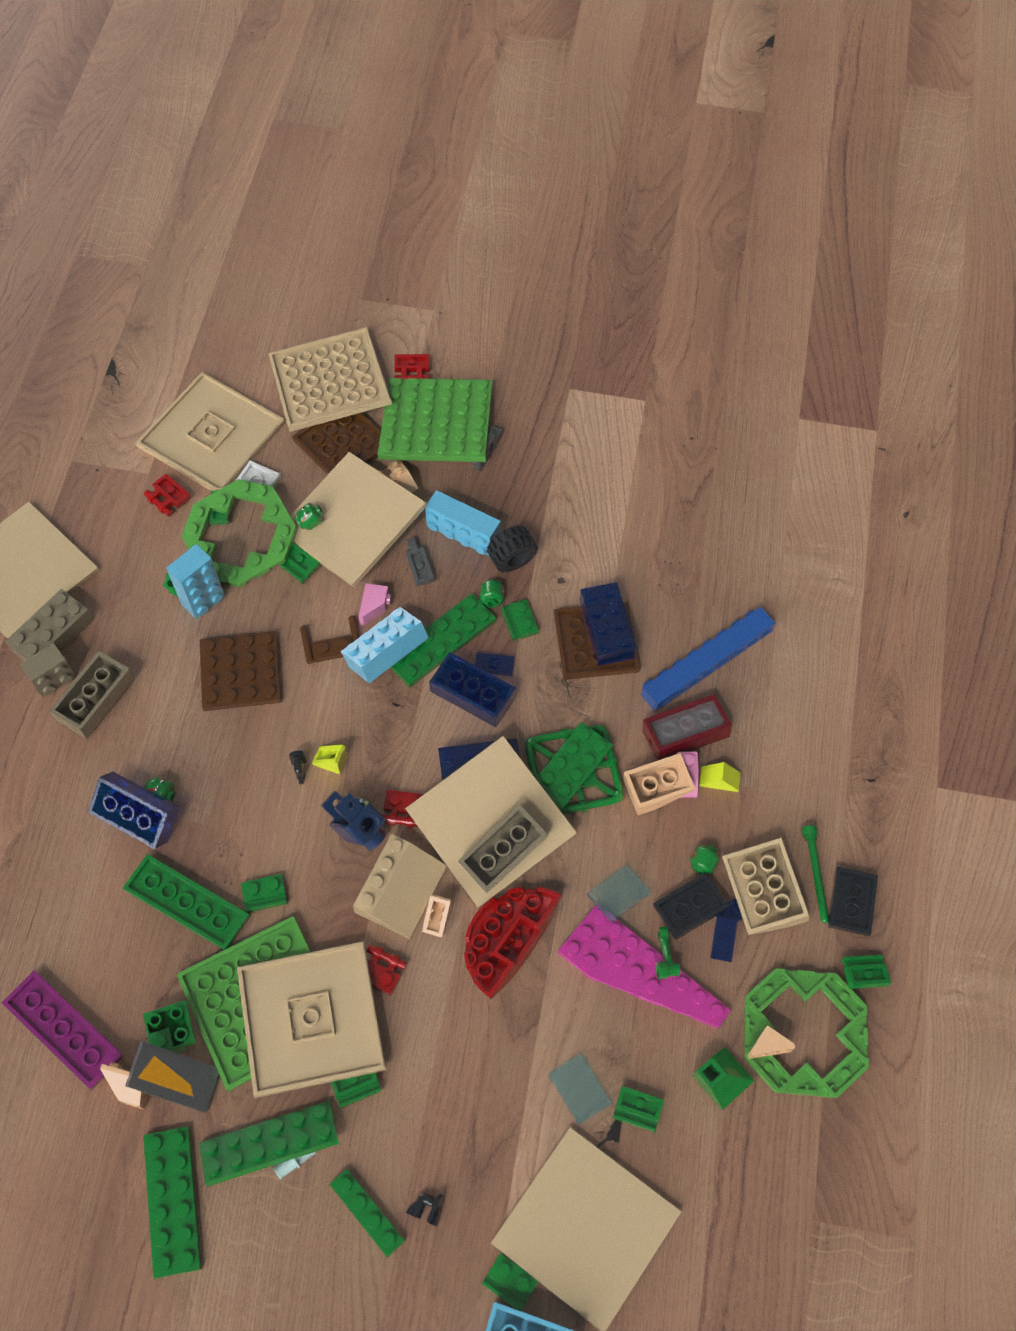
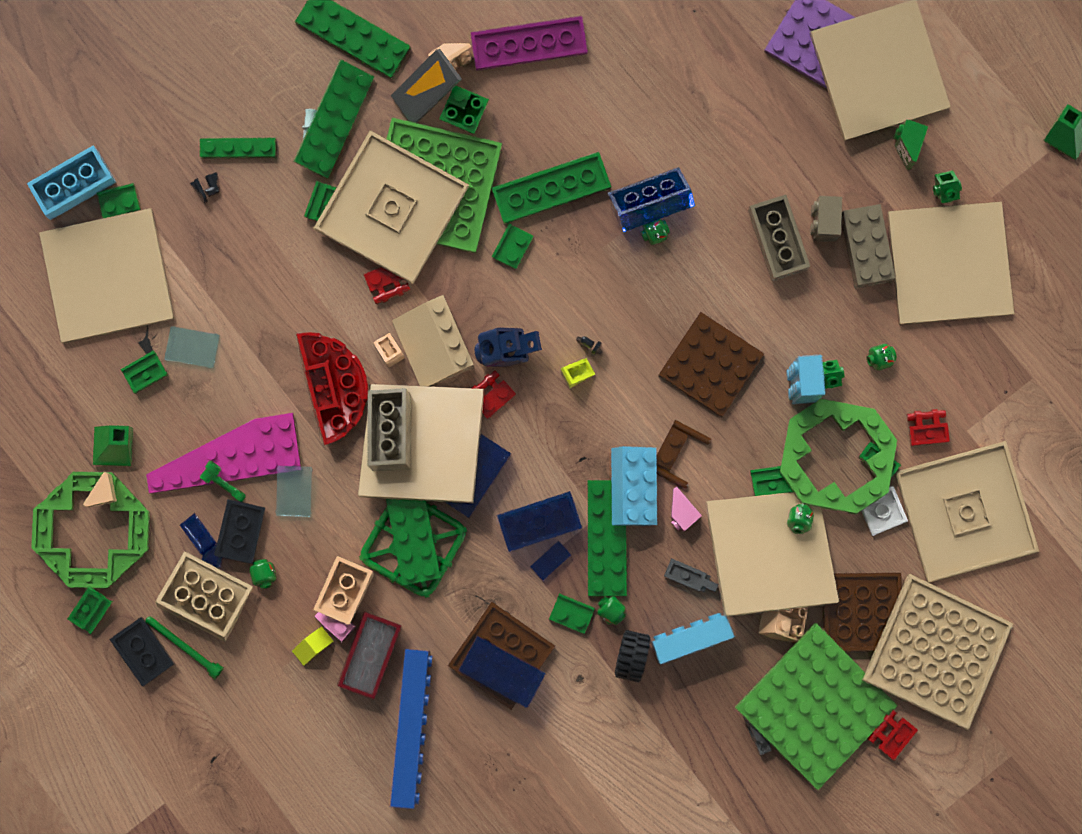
camera: 135 degrees right, 20 degrees up
(135, 560) = (881, 357): none -> green head

